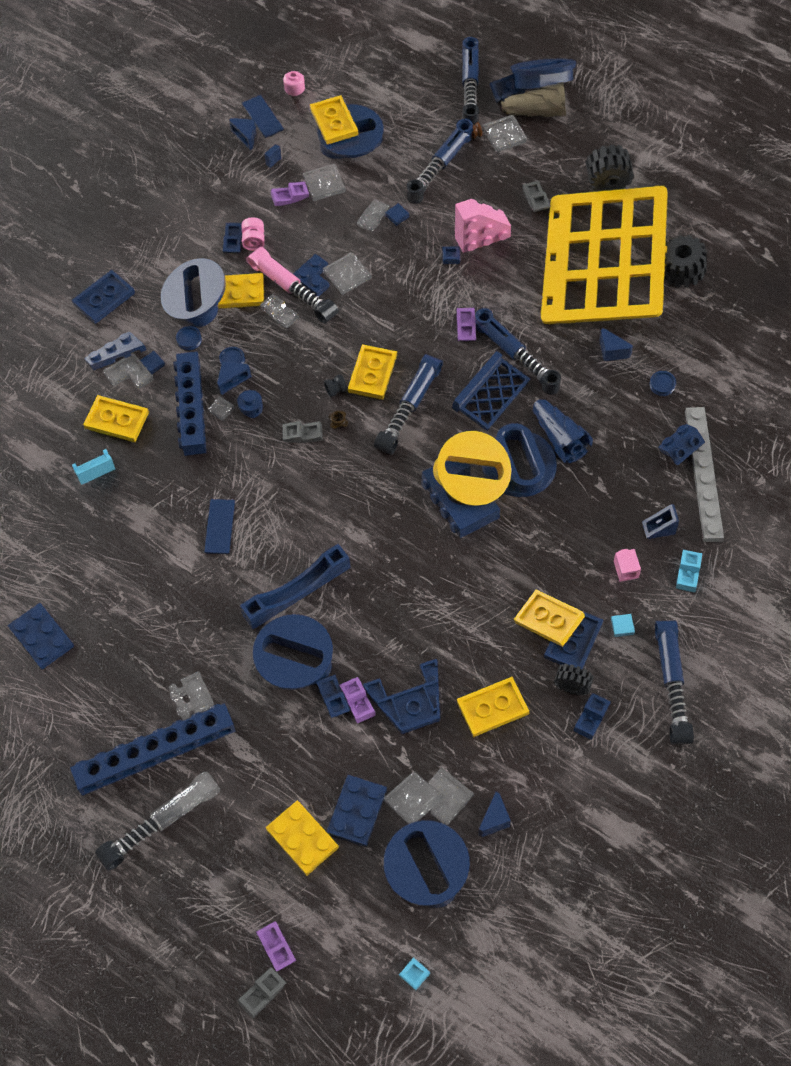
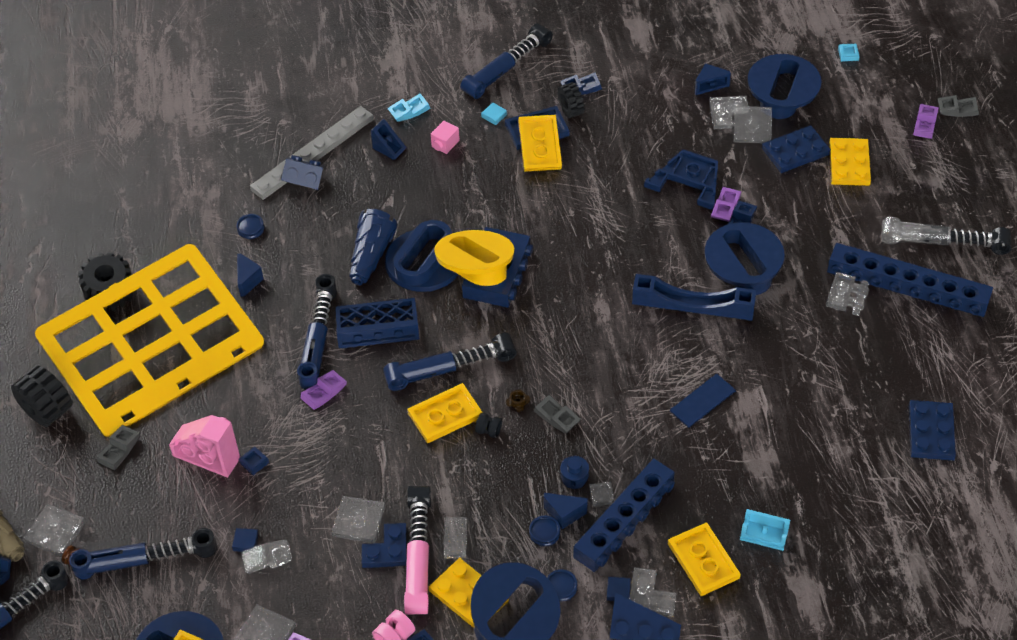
camera: 135 degrees left, 10 degrees down
(492, 706) = (639, 132): yellow plate -> none

